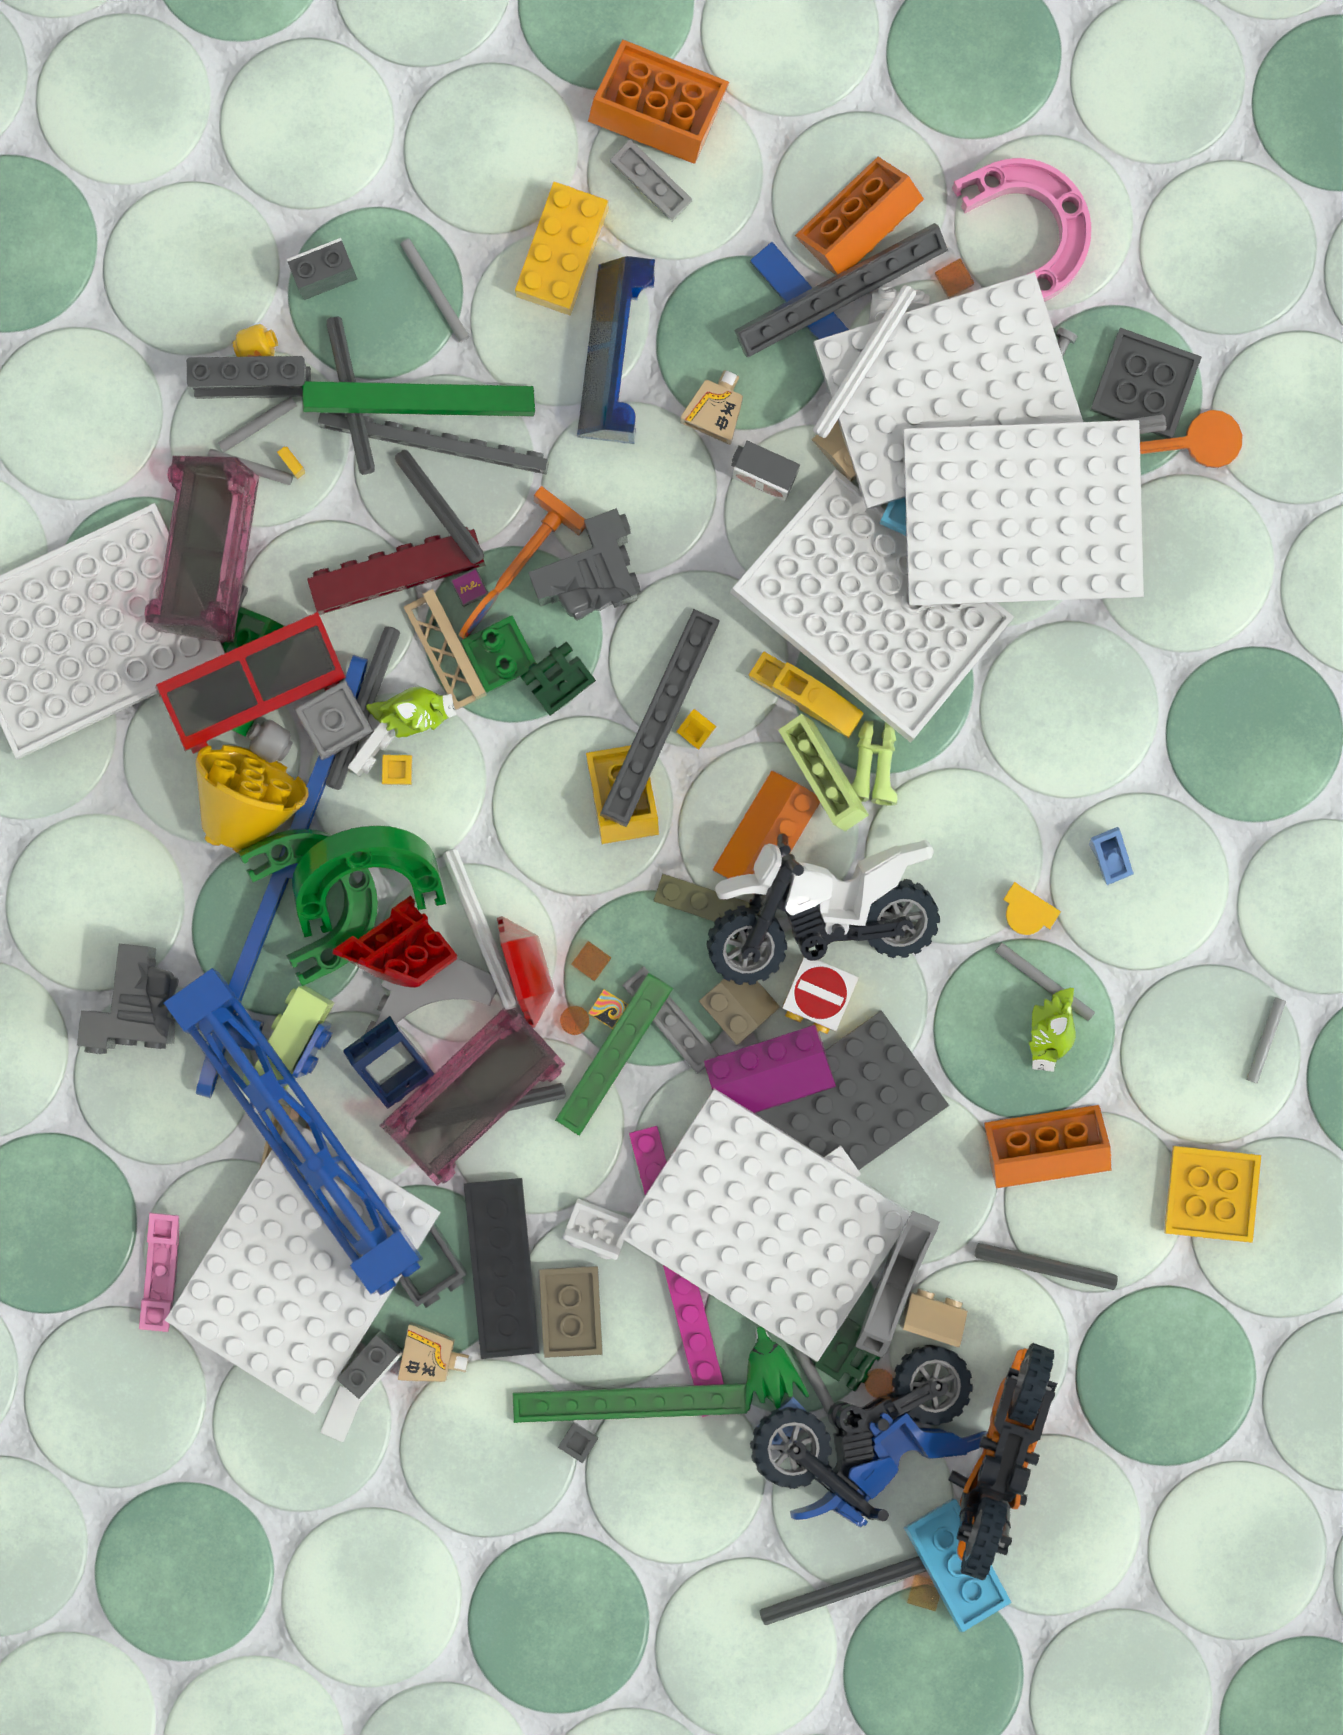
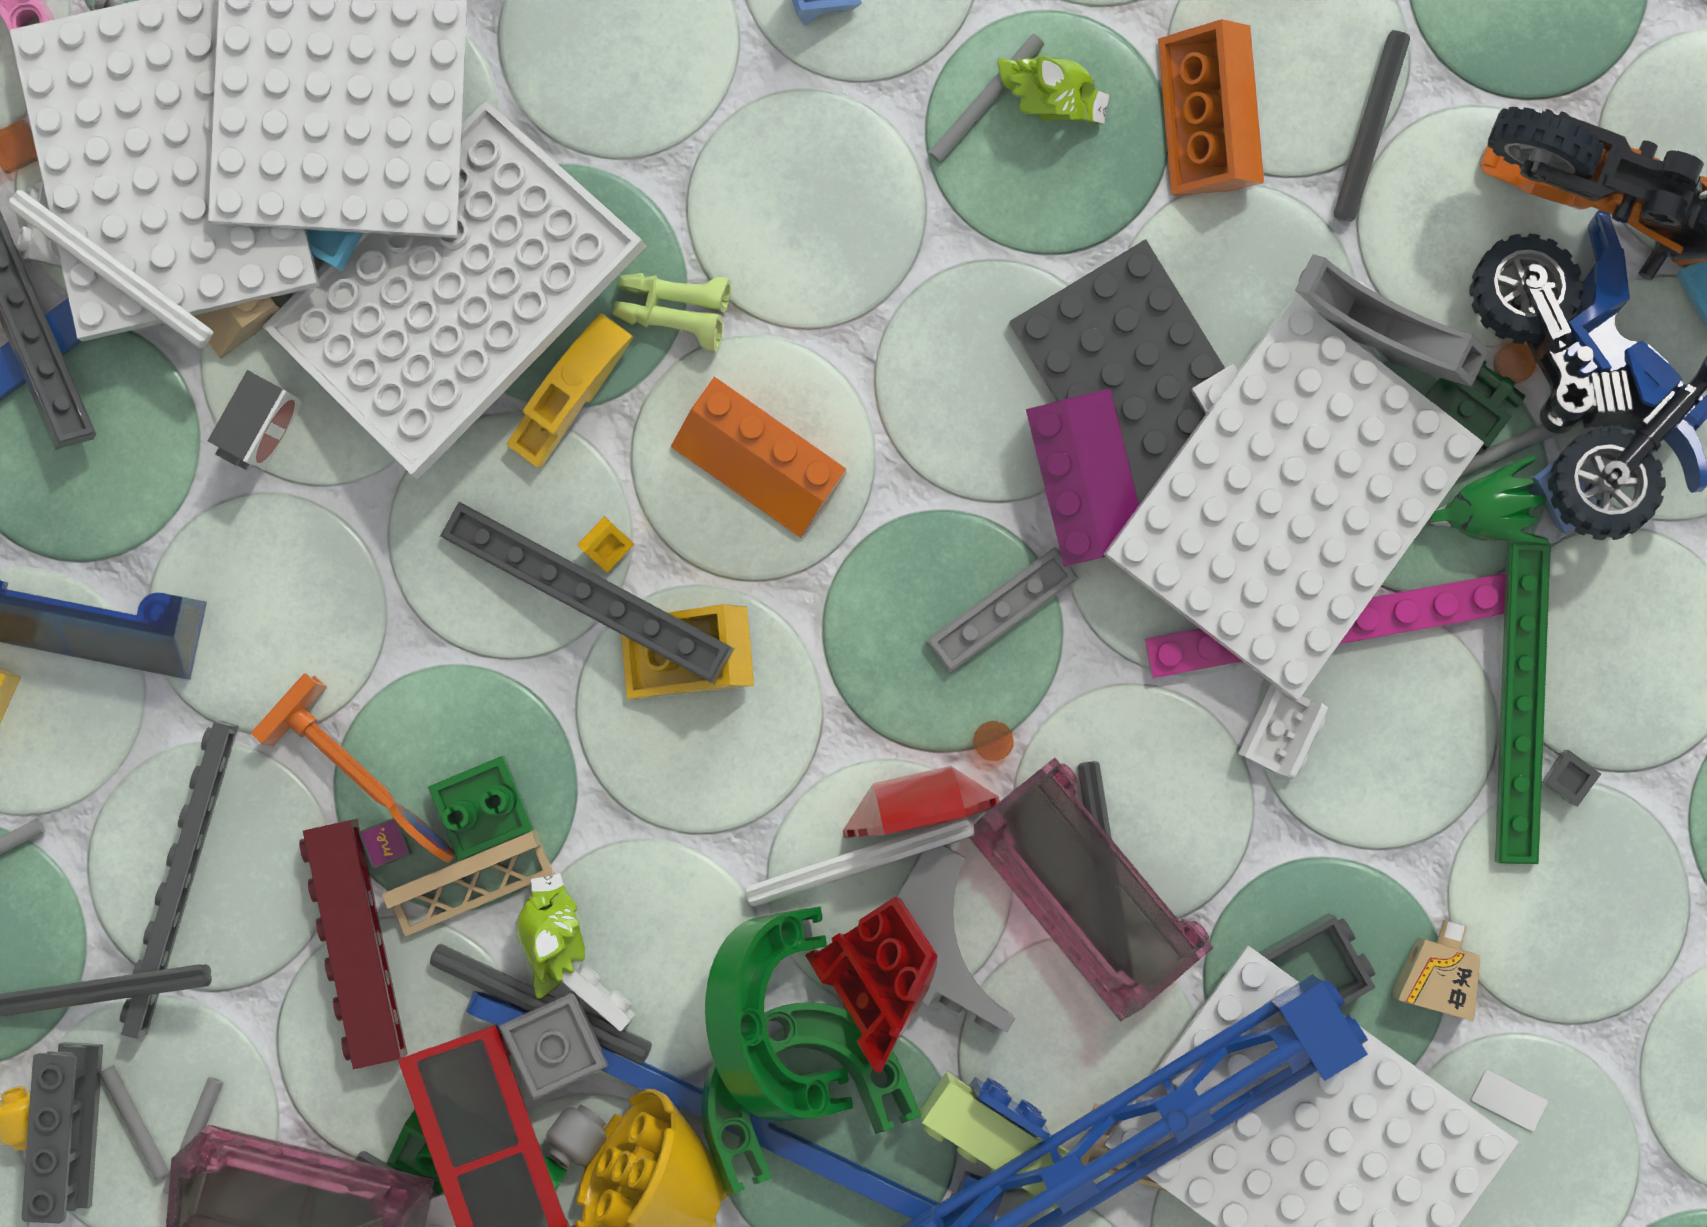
camera: 85 degrees left, 0 degrees up
(291, 461) = (189, 1078): yellow tile -> none
(370, 1365) = (1452, 1056): dark grey piece -> none
(374, 1045) = (1010, 1019): dark blue window -> none
(397, 770) = (630, 961): yellow plate -> none
(418, 399) = (113, 897): green tile -> none
(439, 506) = (268, 876): dark grey axle -> none
(501, 1268) = (1326, 866): black plate -> none
(563, 684) = (530, 723): dark green plate -> none
(571, 1311) = (1392, 775): dark tan plate -> none
(591, 961) = (913, 712): clear orange tile -> none
(592, 577) = (382, 671): dark grey brick -> none
(608, 1009) = (981, 693): tile -> none
(614, 1054) = (1044, 689): green tile -> none
(694, 898) = (850, 540): olive plate -> none
(715, 408) = (165, 485): tan torso -> none
(739, 1007) = (988, 513): dark tan slope -> none
(819, 994) = (982, 402): piece -> none
(821, 910) = (868, 389): piece -> none
(823, 772) = (679, 372): yellowish green brick -> none
(934, 1318) = (1437, 276): tan slope -> none
(1028, 912) = (890, 113): yellow piece -> none

